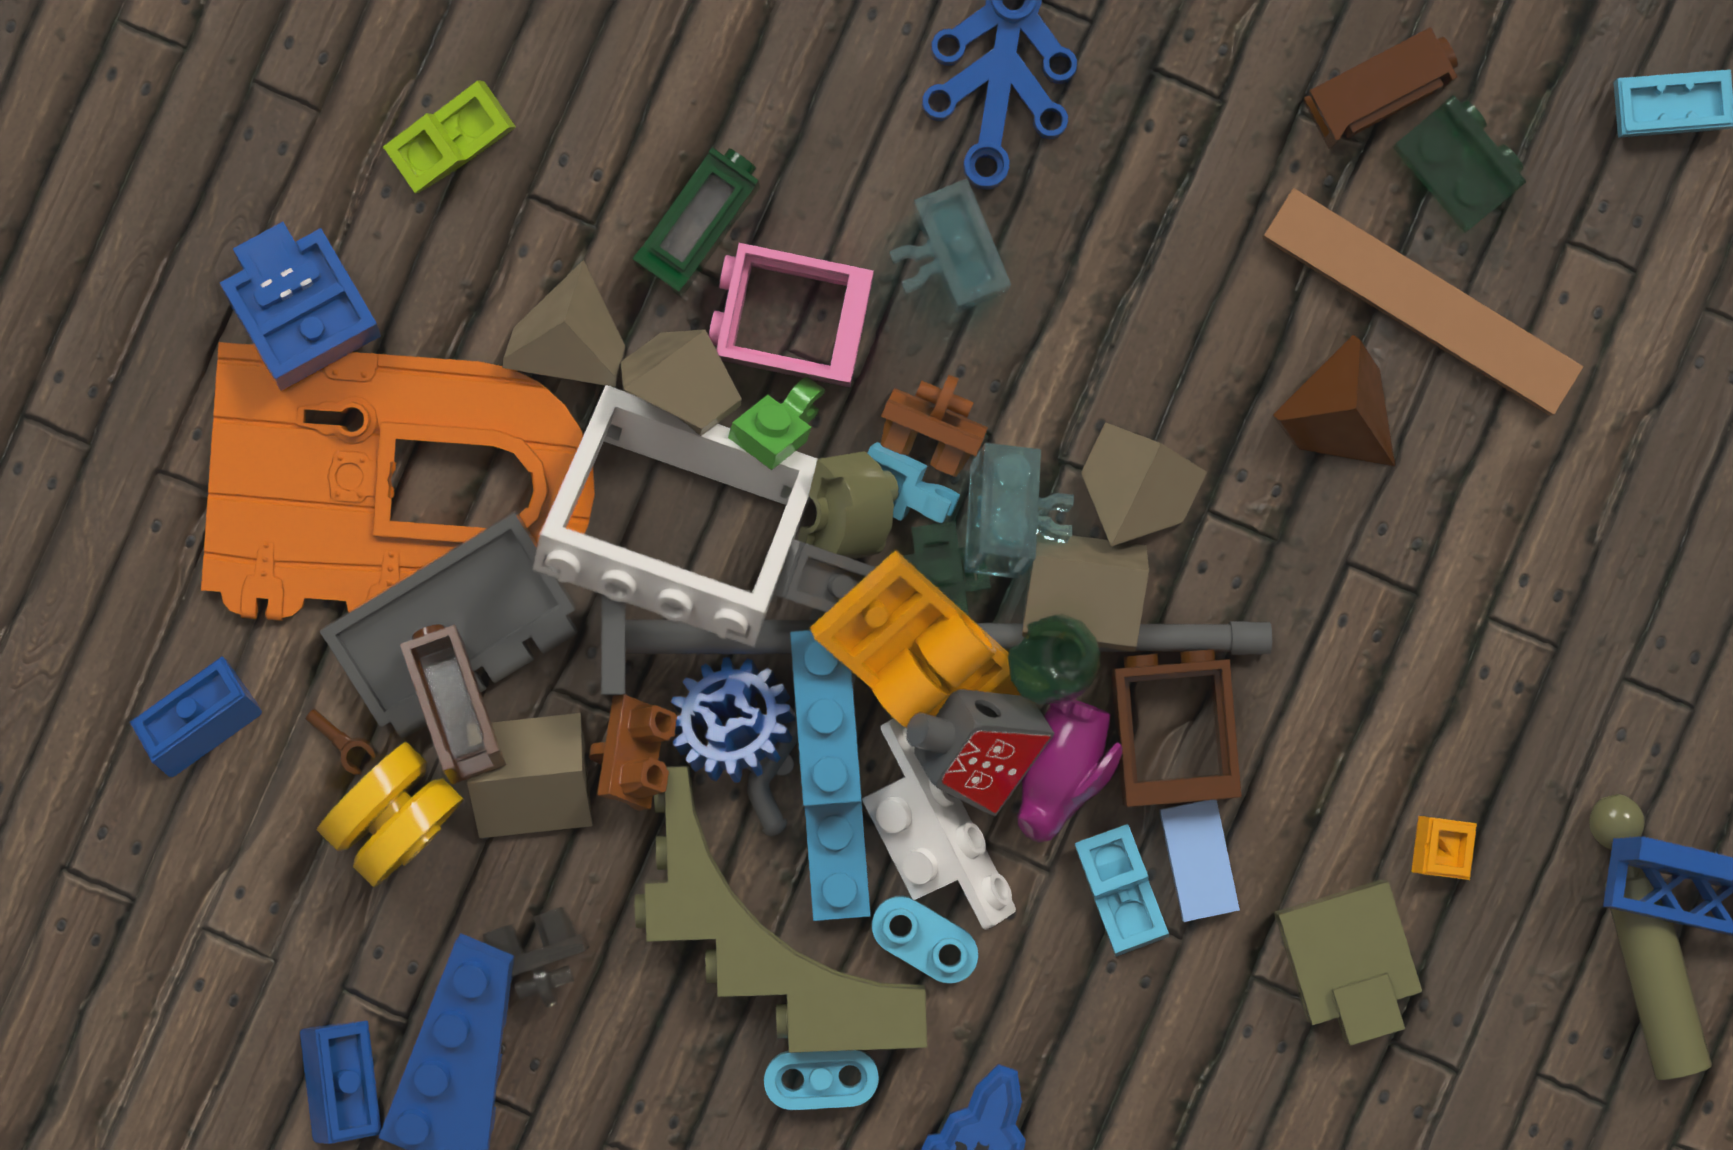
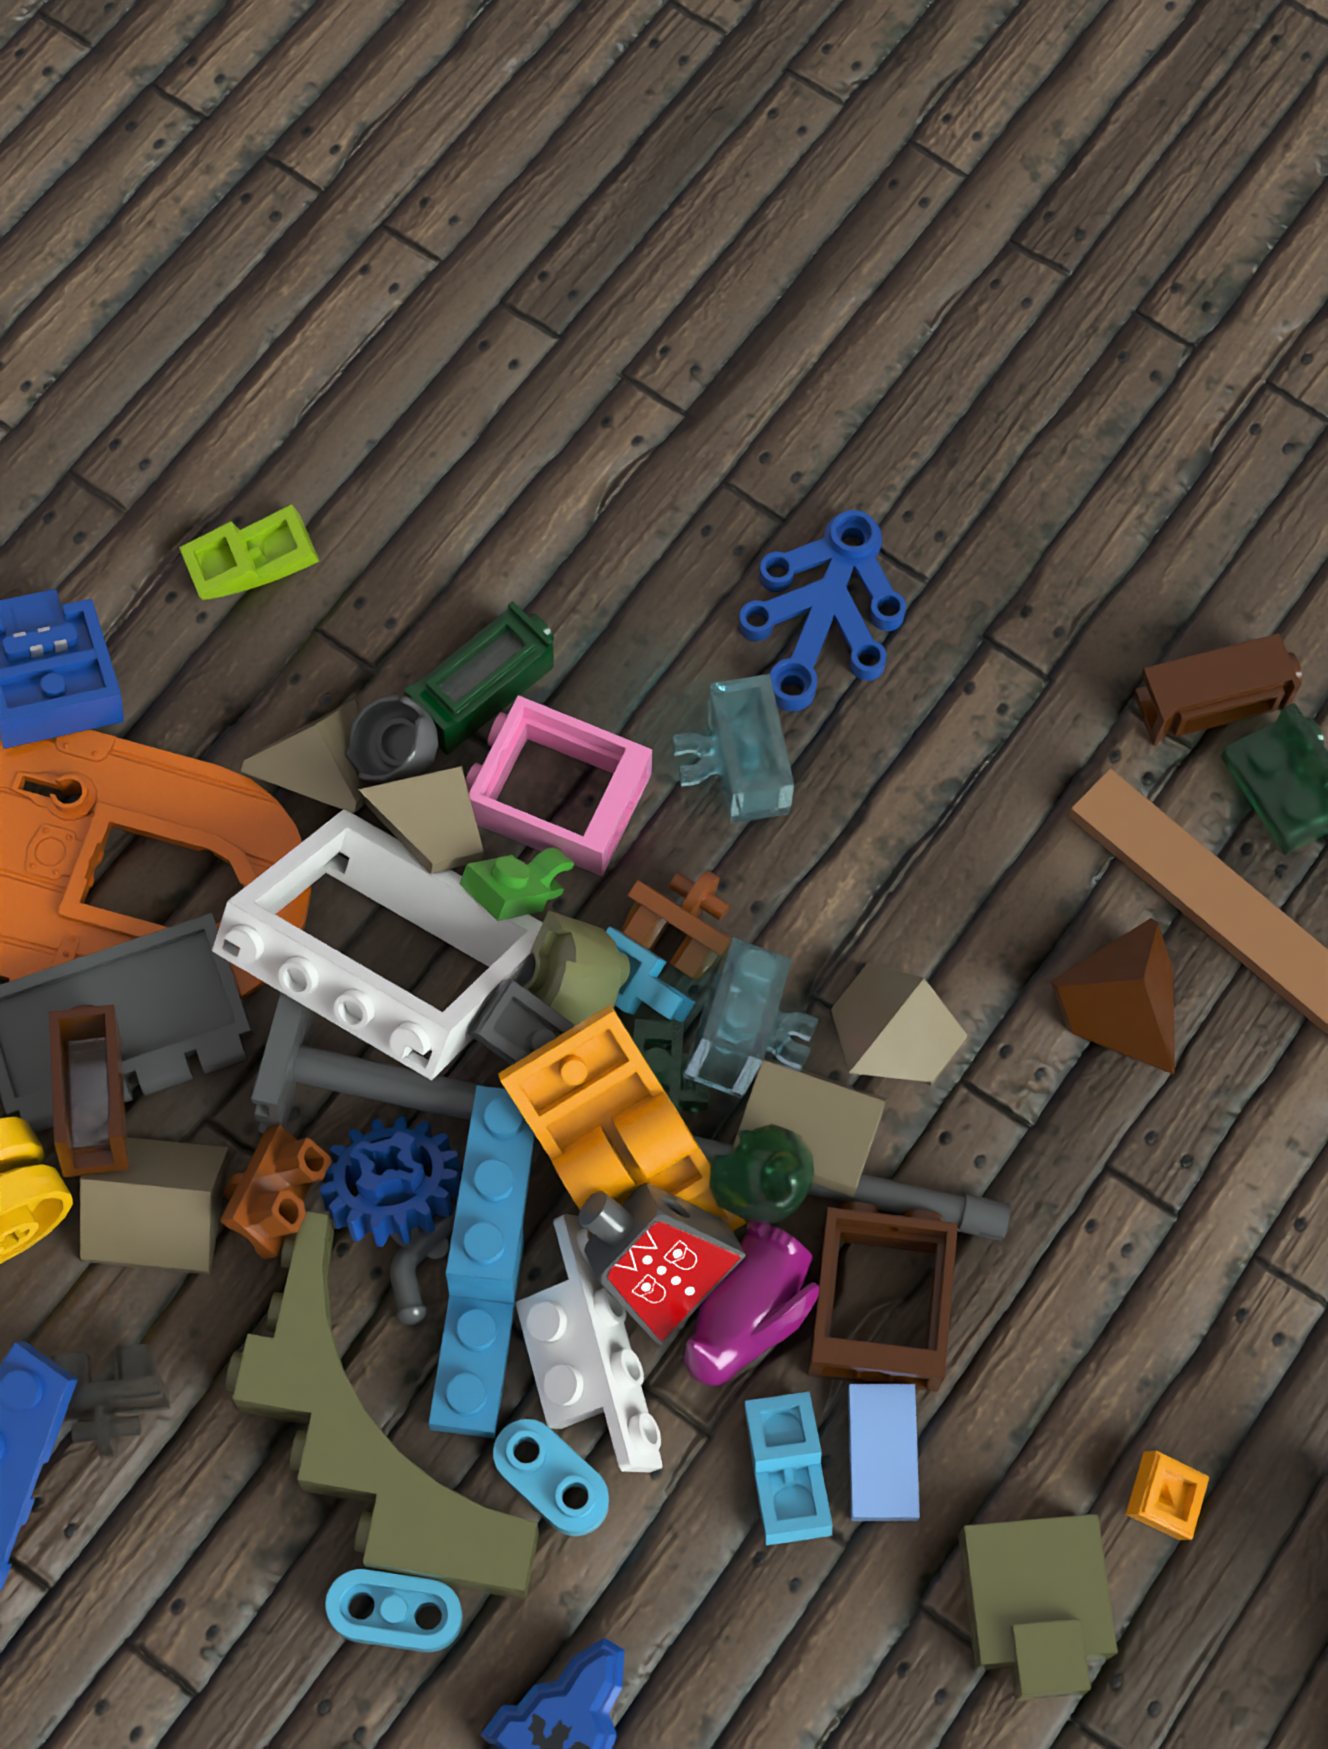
camera: 15 degrees right, 20 degrees down
(634, 312) = (392, 740): none -> dark grey hair

